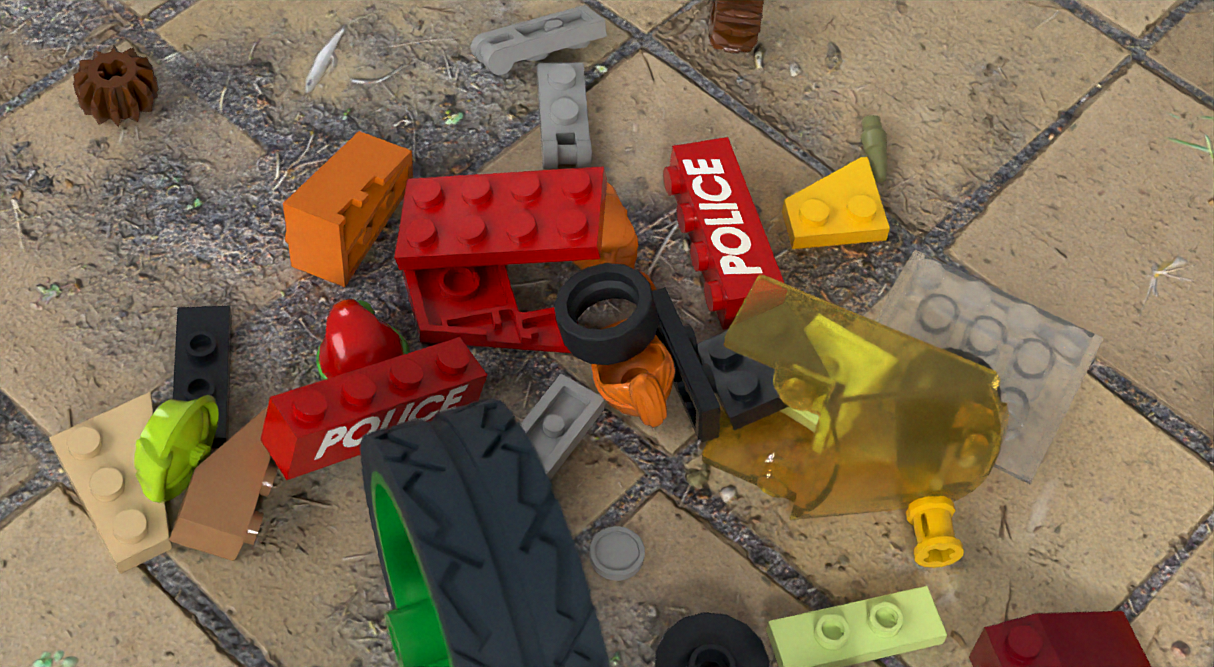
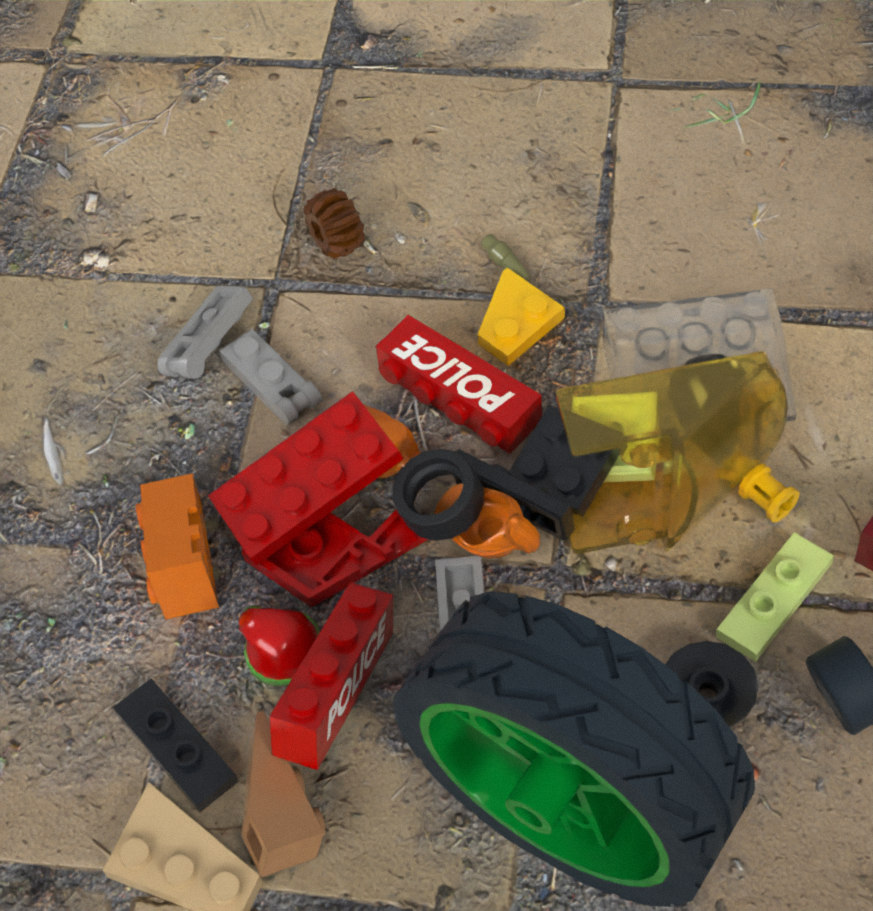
camera: 25 degrees left, 0 degrees up
(174, 445) = (215, 805): lime piece -> none

